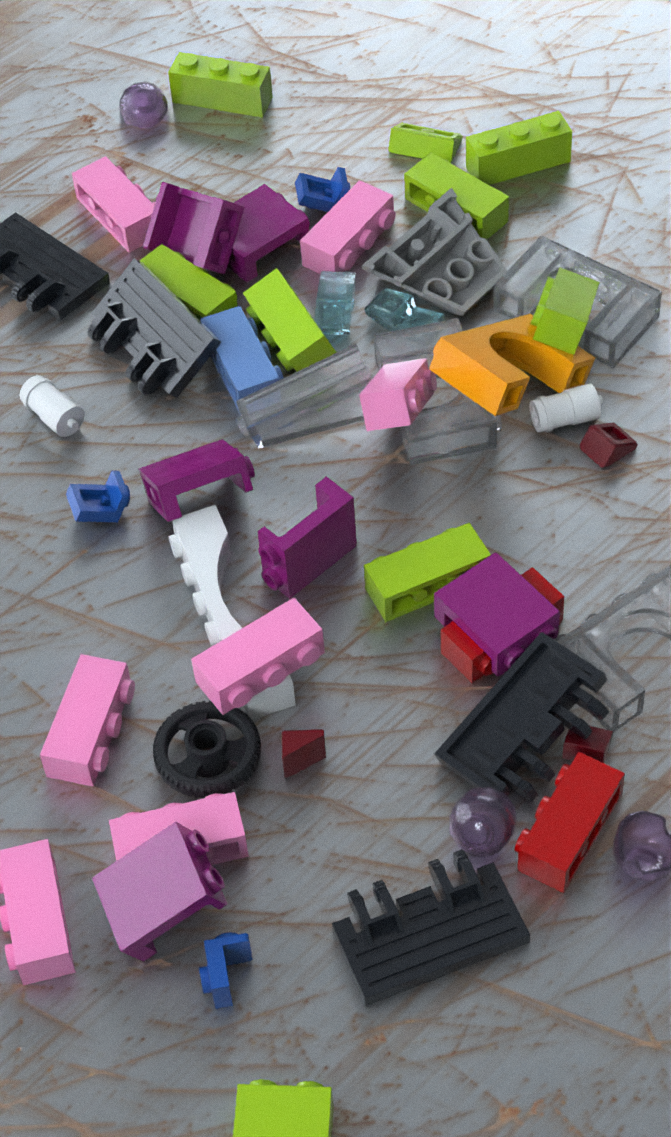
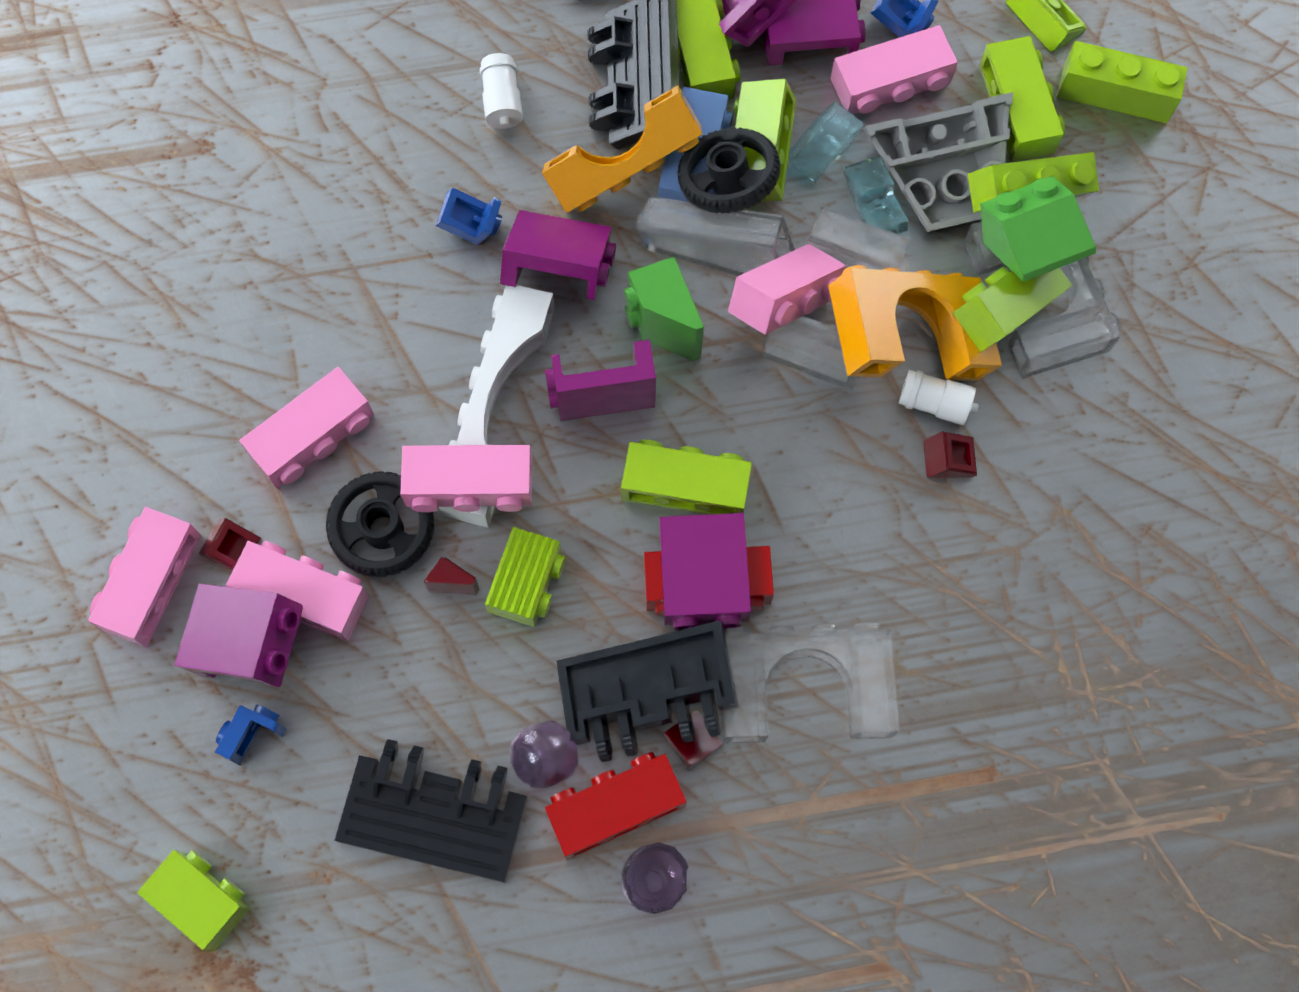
camera: 30 degrees right, 20 degrees up
(86, 848) = (227, 543): none -> dark red slope
(214, 339) = (581, 176): none -> light orange arch
(287, 343) = (728, 171): none -> black wheel
(309, 453) = (664, 309): none -> bright green slope
(358, 712) = (525, 576): none -> lime brick
(513, 234) = (1073, 171): none -> lime brick
(546, 250) = (1036, 228): none -> bright green slope

